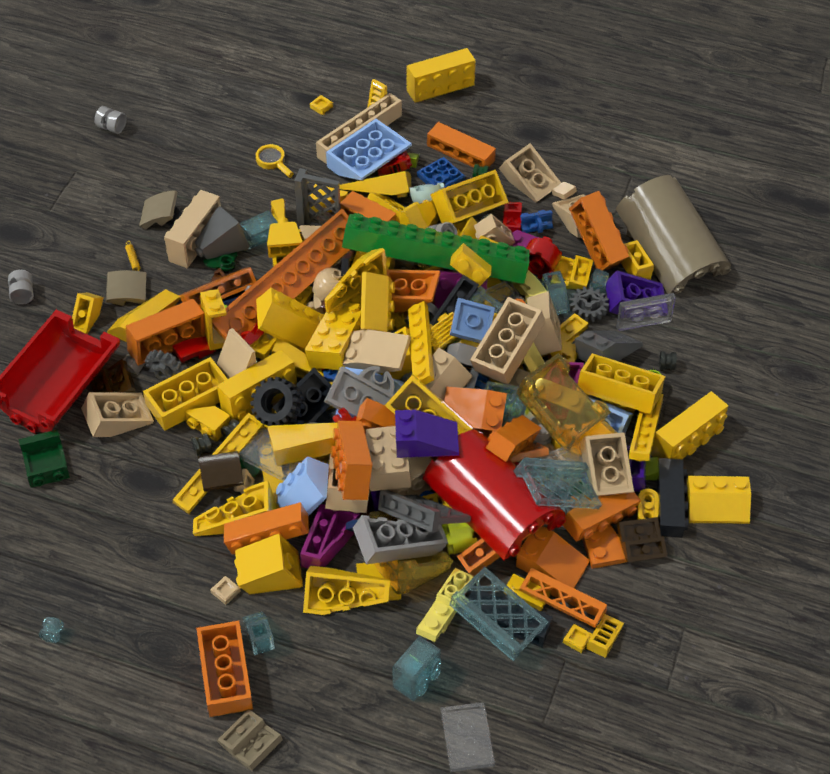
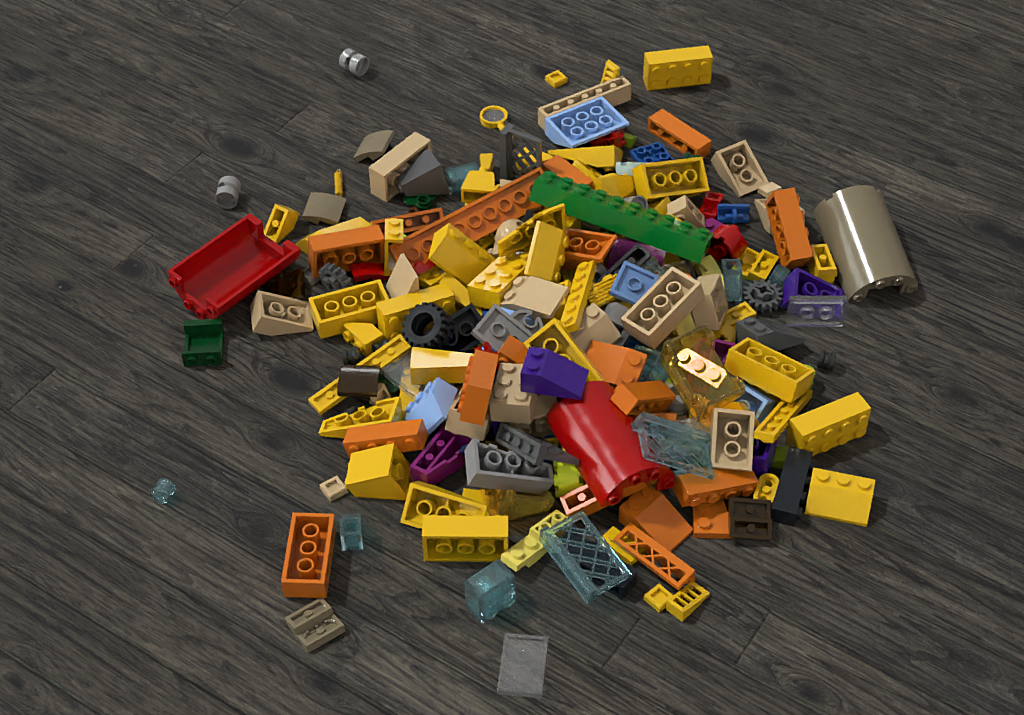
camera: 15 degrees right, 5 degrees down
(376, 617) = (464, 538): none -> yellow brick
(470, 264) = (648, 235): yellow brick -> none

